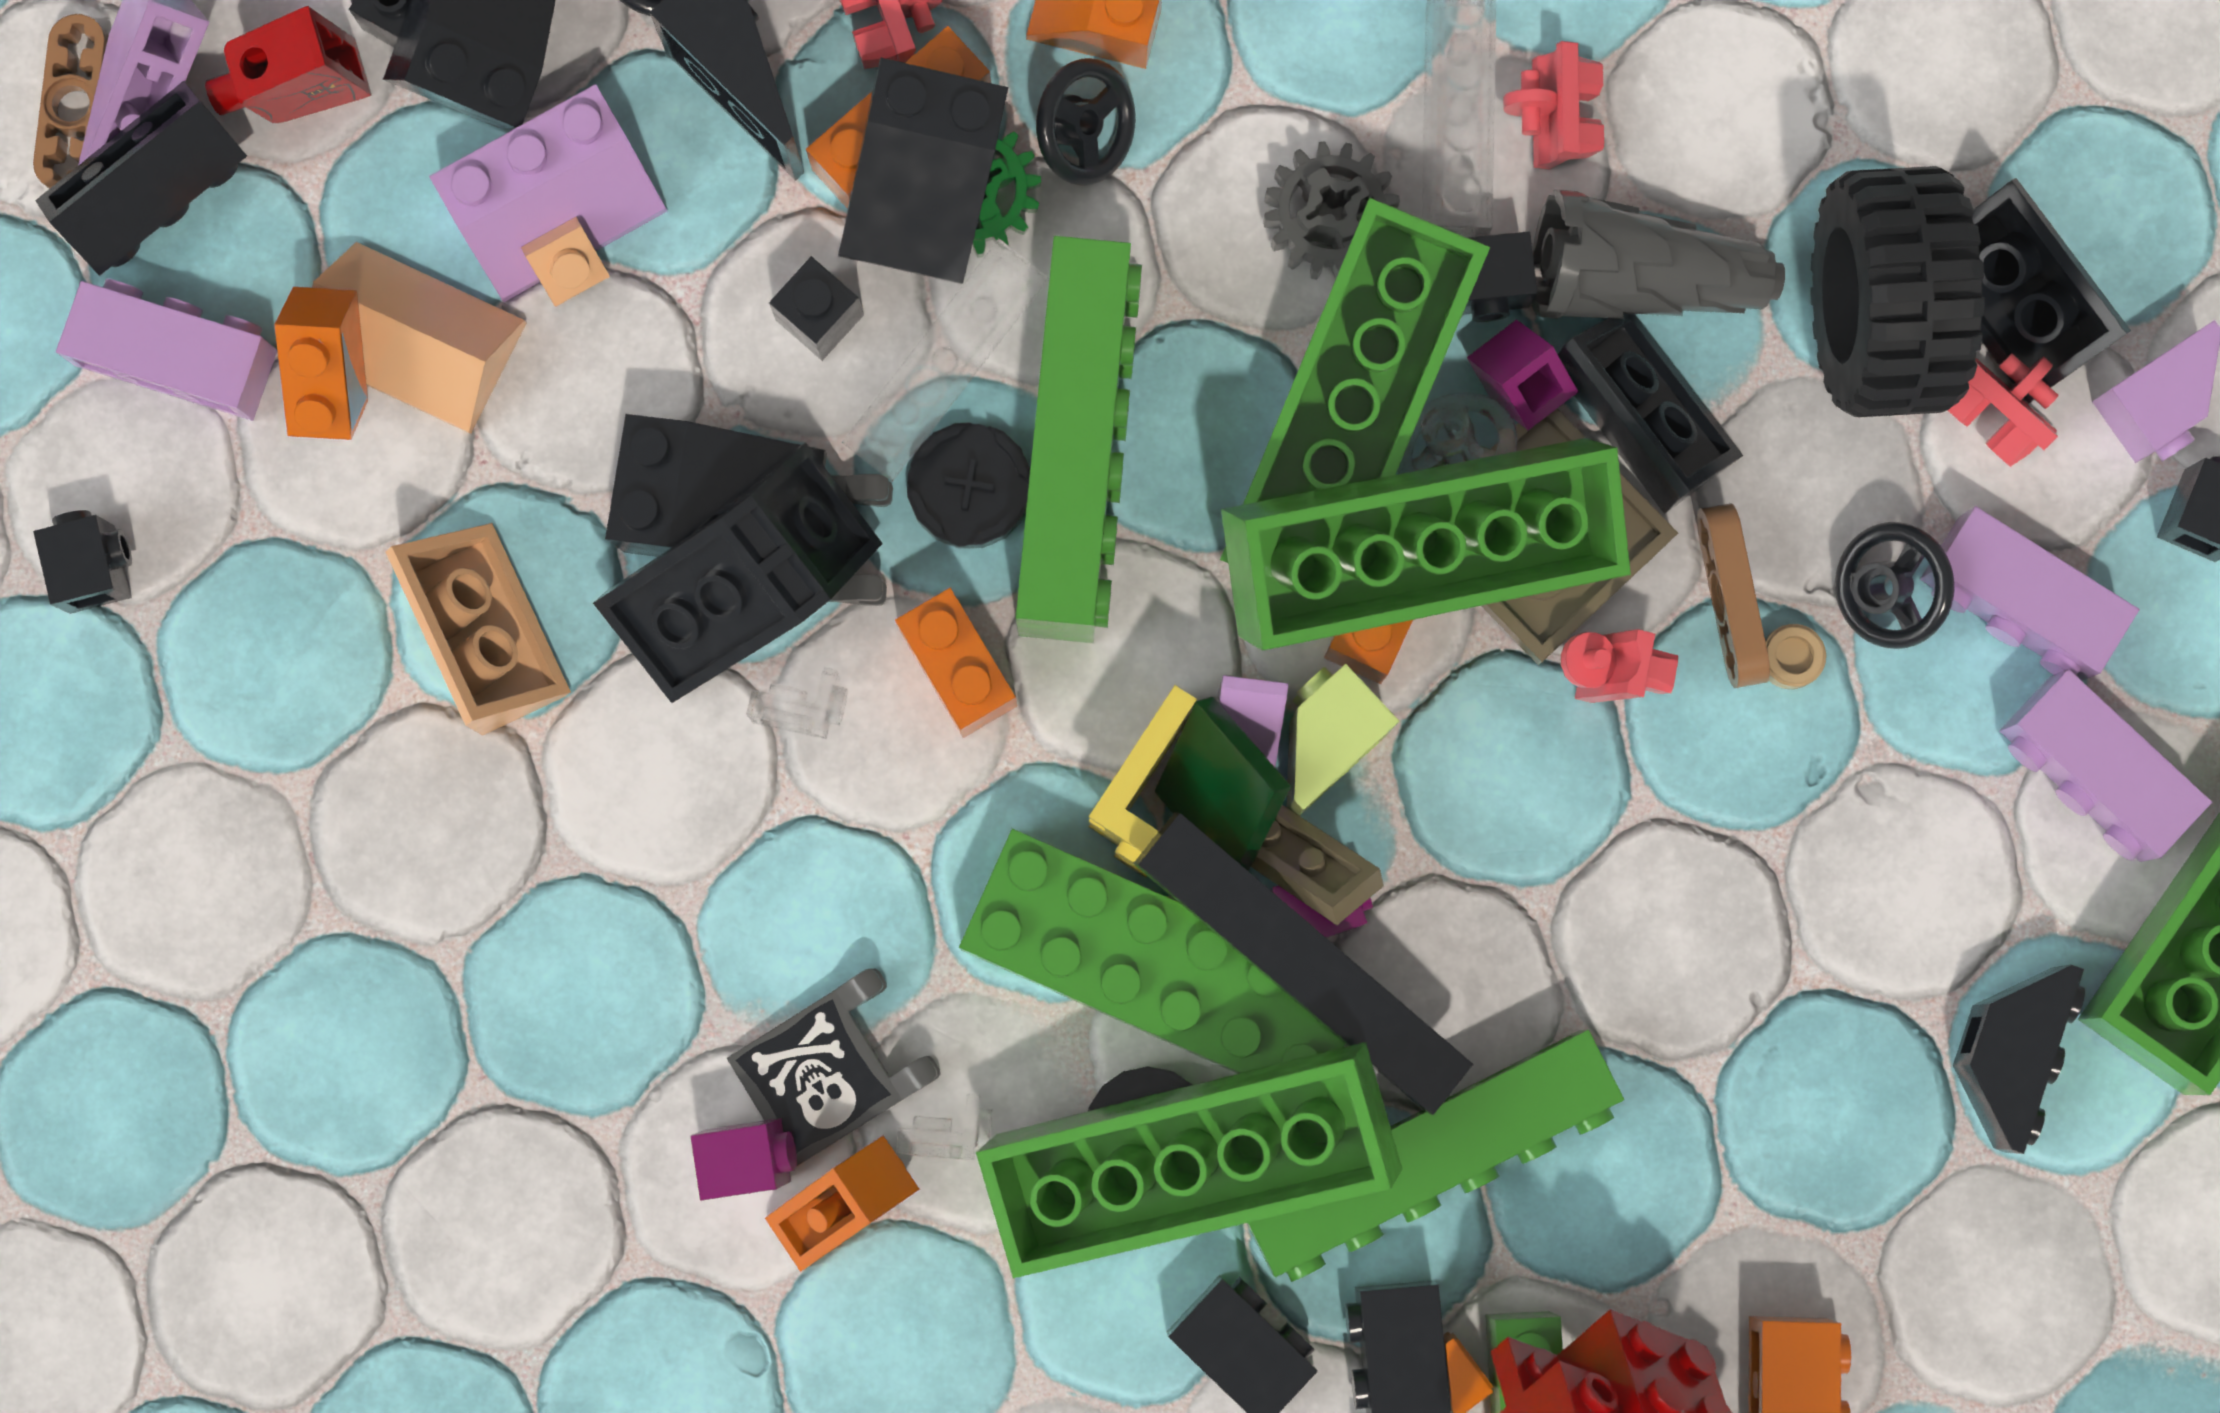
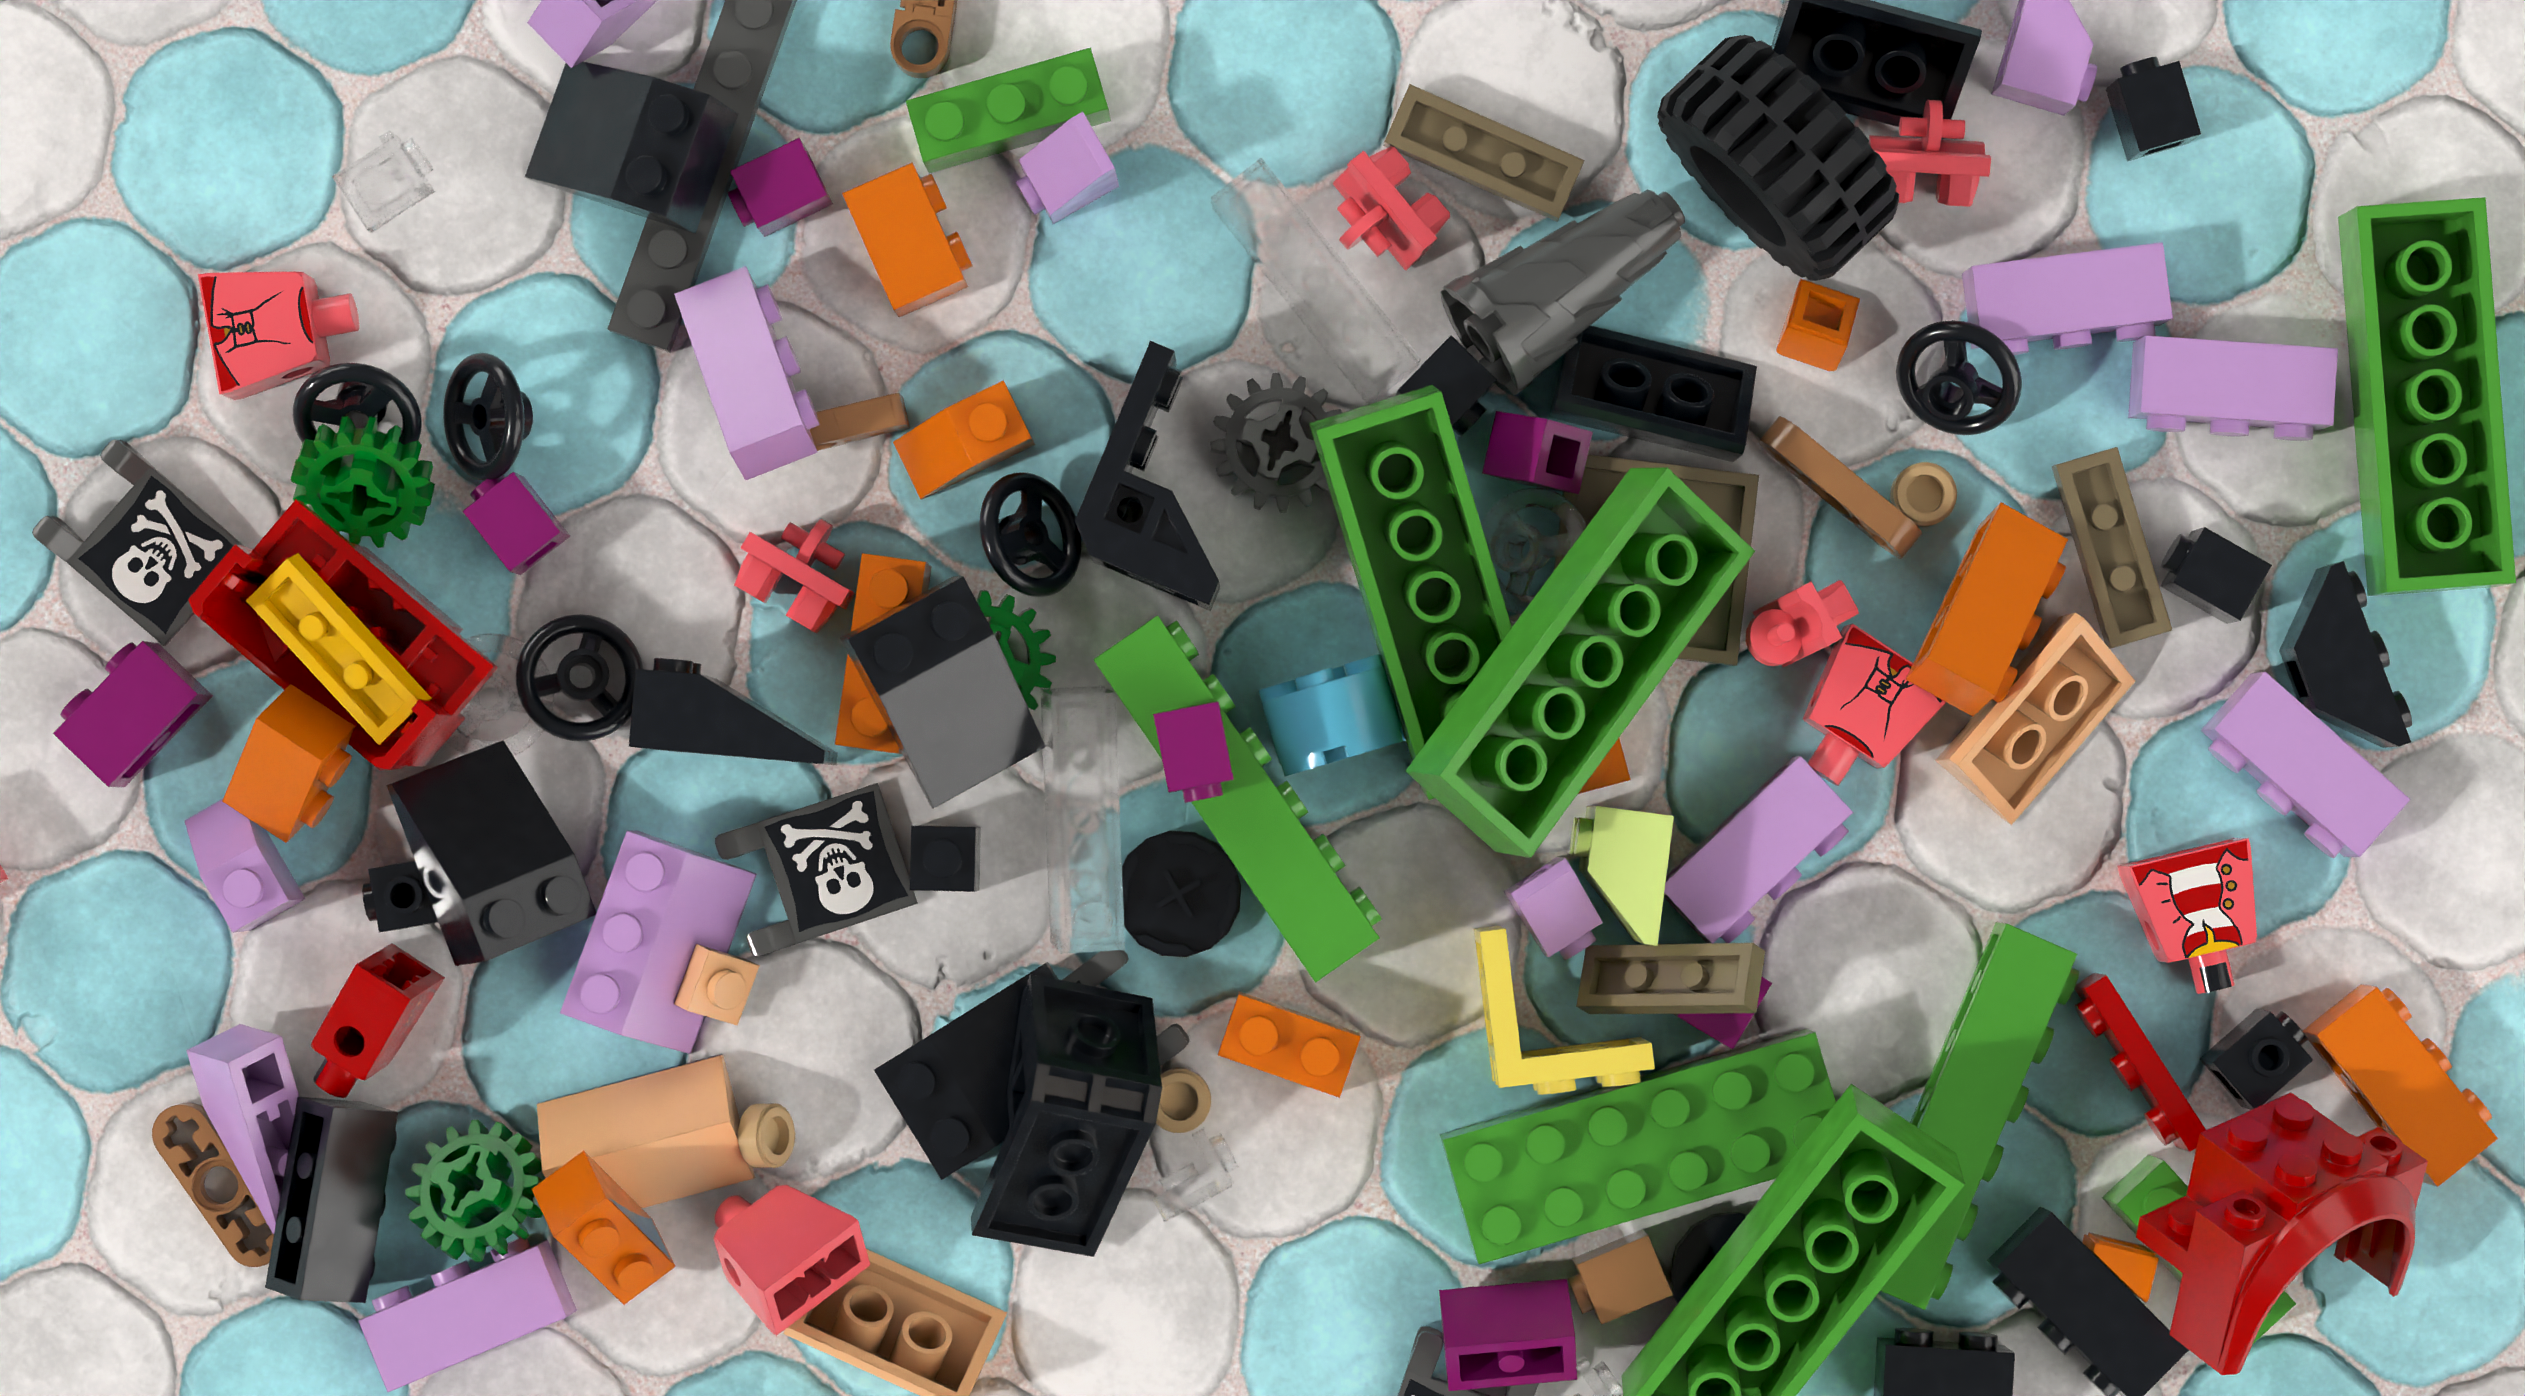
camera: 35 degrees left, 5 degrees up
(252, 261) = (473, 1216): none -> green gear
(443, 499) = (787, 1252): none -> coral torso
(504, 403) = (766, 1135): none -> tan tile
(726, 247) = (830, 864): none -> flag
(837, 640) = (1183, 1100): none -> tan tile
(935, 1024) = (1508, 1334): none -> magenta brick
(1057, 1055) = (1619, 1278): none -> medium nougat brick
(1072, 359) = (1194, 751): none -> magenta brick
(1172, 160) = (1161, 543): none -> black bracket
(1199, 440) = (1332, 715): none -> medium azure brick
(1222, 782) = (1579, 977): dark green tile -> none
(1302, 962) = (1752, 1061): black tile -> none
(1439, 815) = (1756, 851): none -> lavender brick
(1601, 1226) = (2138, 1062): none -> red plate
(1619, 777) = (1865, 705): none -> coral torso
(1667, 126) = (1483, 152): none -> dark tan plate
(1701, 1303) = (2258, 1057): none -> black brick
(1742, 897) = (2046, 715): none -> light nougat slope
(1747, 1144) = (2196, 907): none -> torso
(1773, 779) = (1989, 611): none -> orange brick
(1814, 463) = (1818, 325): none -> orange slope
(1906, 815) = (2111, 548): none -> dark tan plate
(1921, 1107) = (2303, 767): none -> lavender brick
(1970, 899) = (2213, 574): none -> black brick

